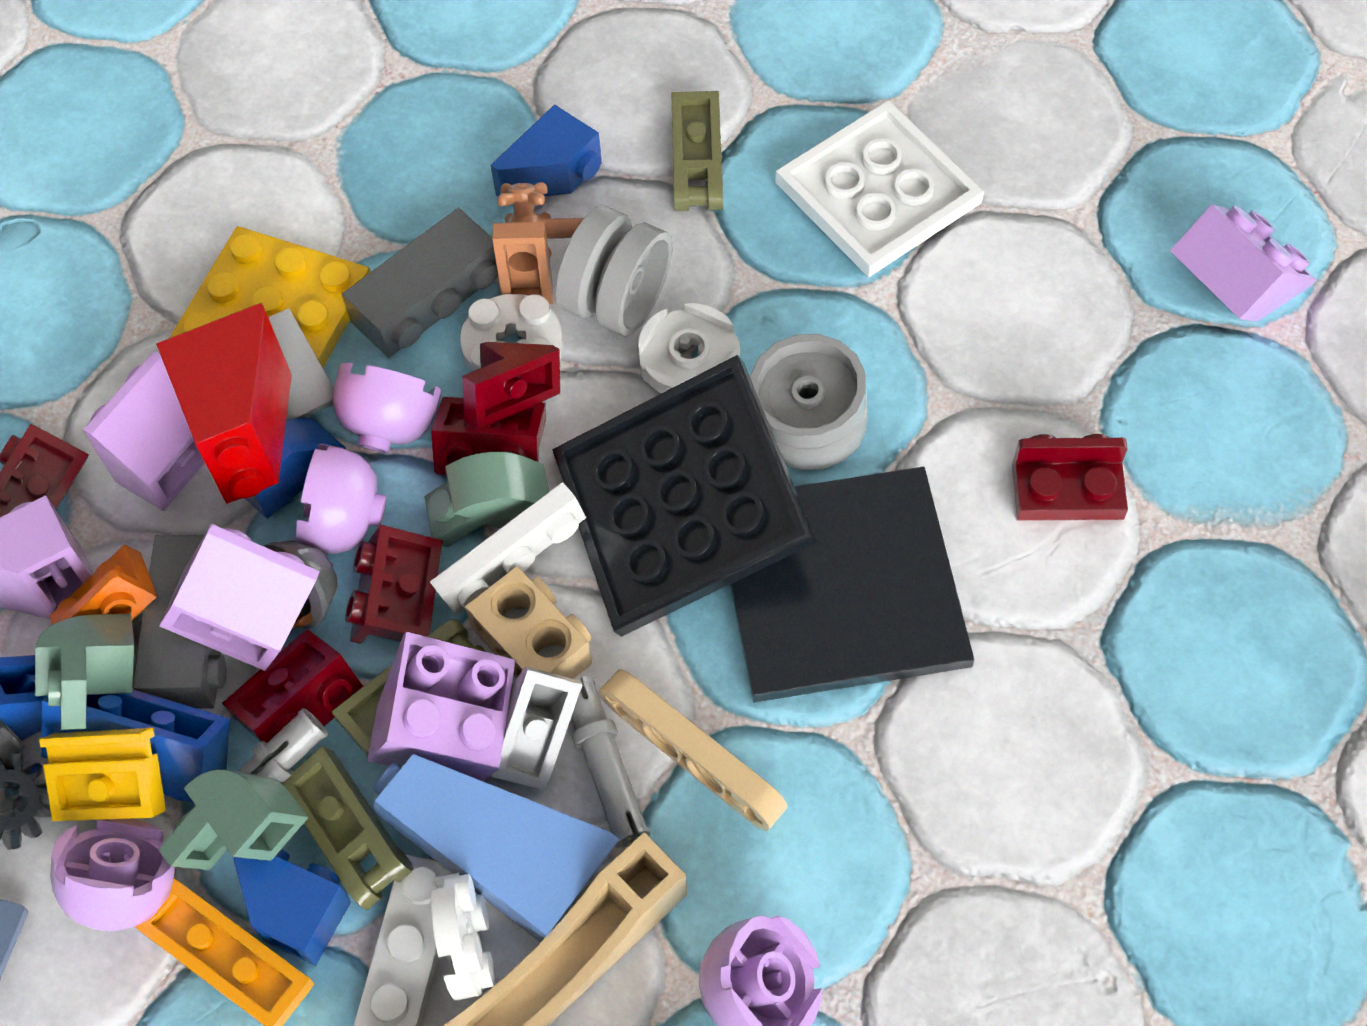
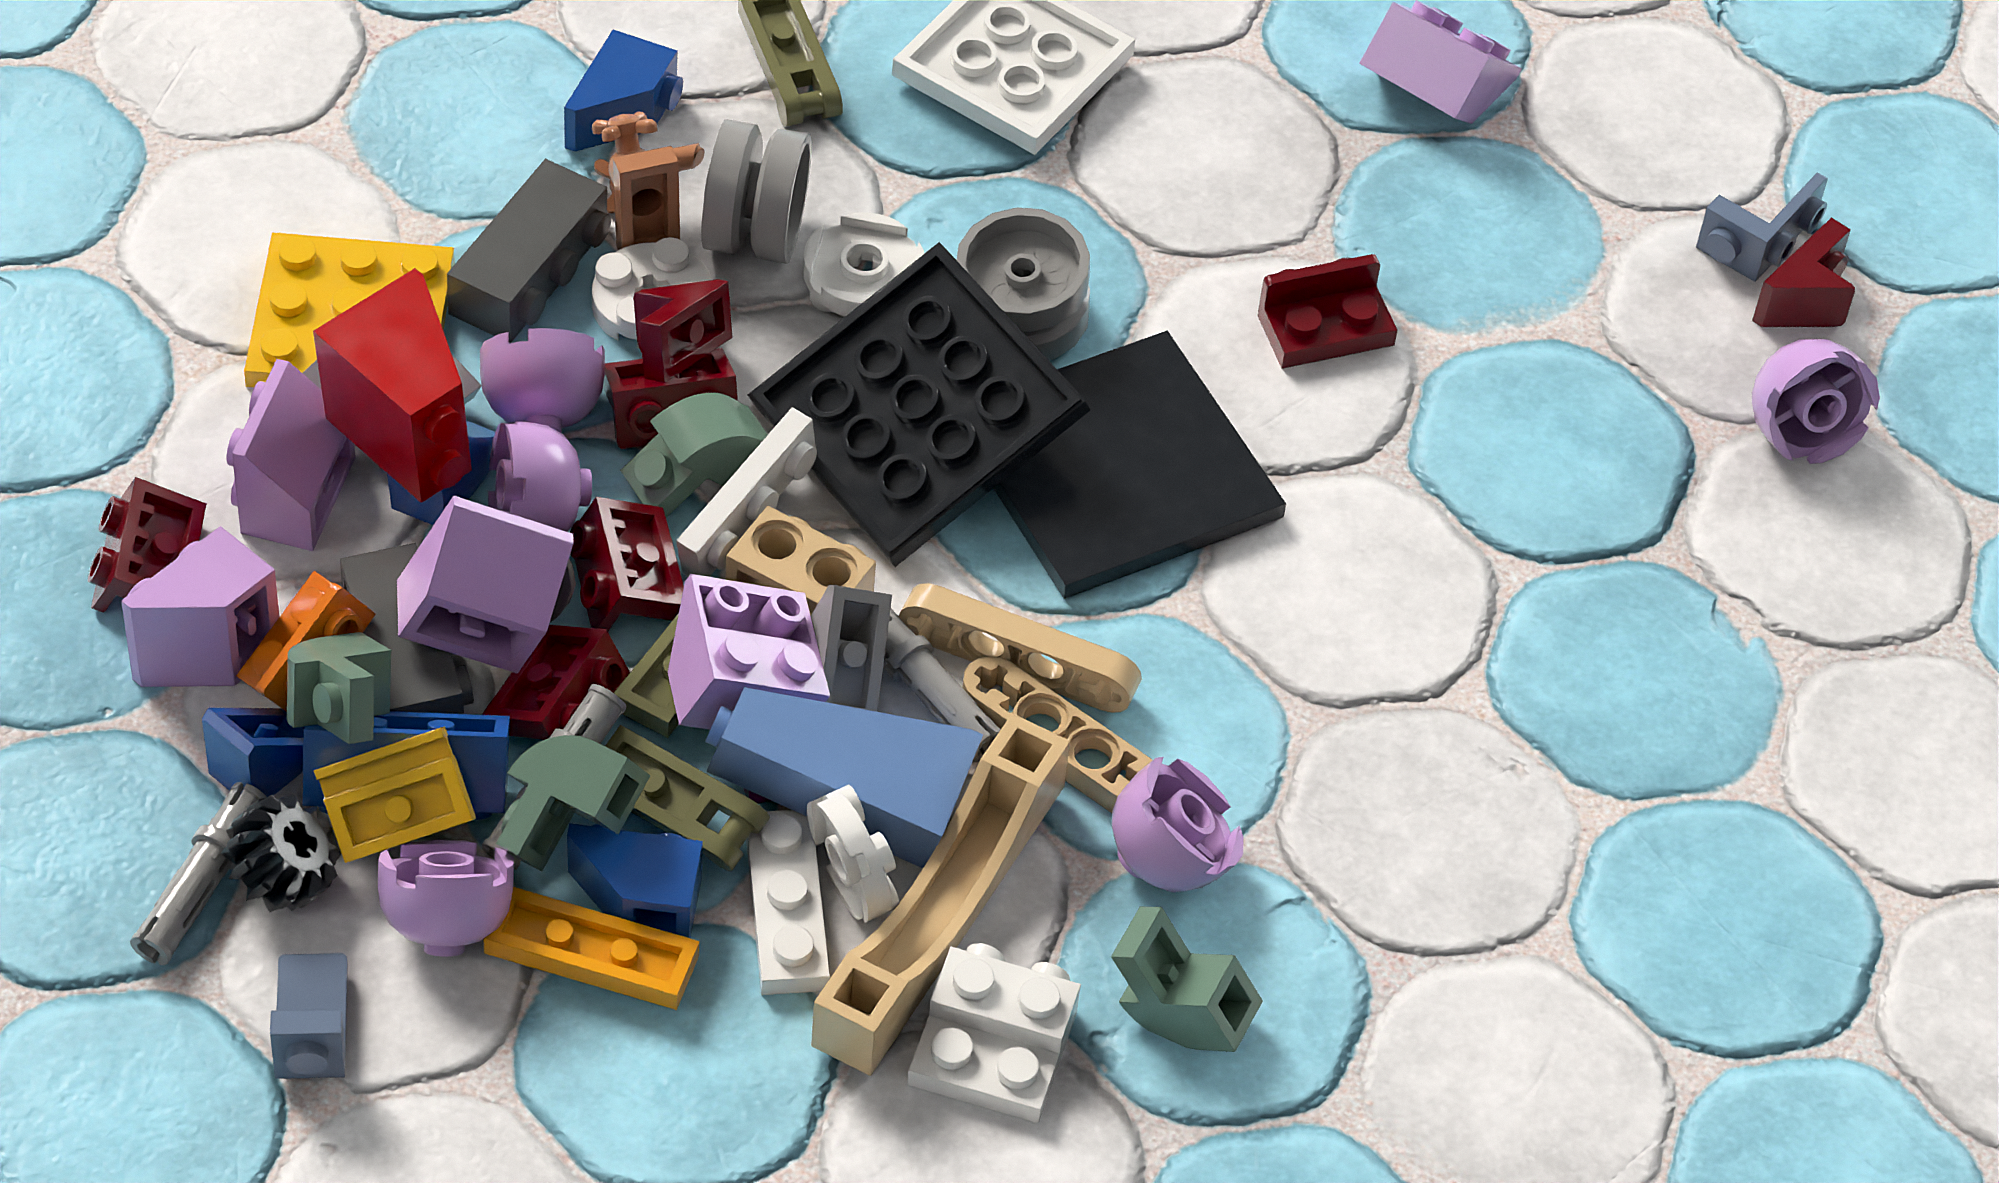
camera: 25 degrees left, 10 degrees down
(708, 847) = (1031, 698): none -> tan beam

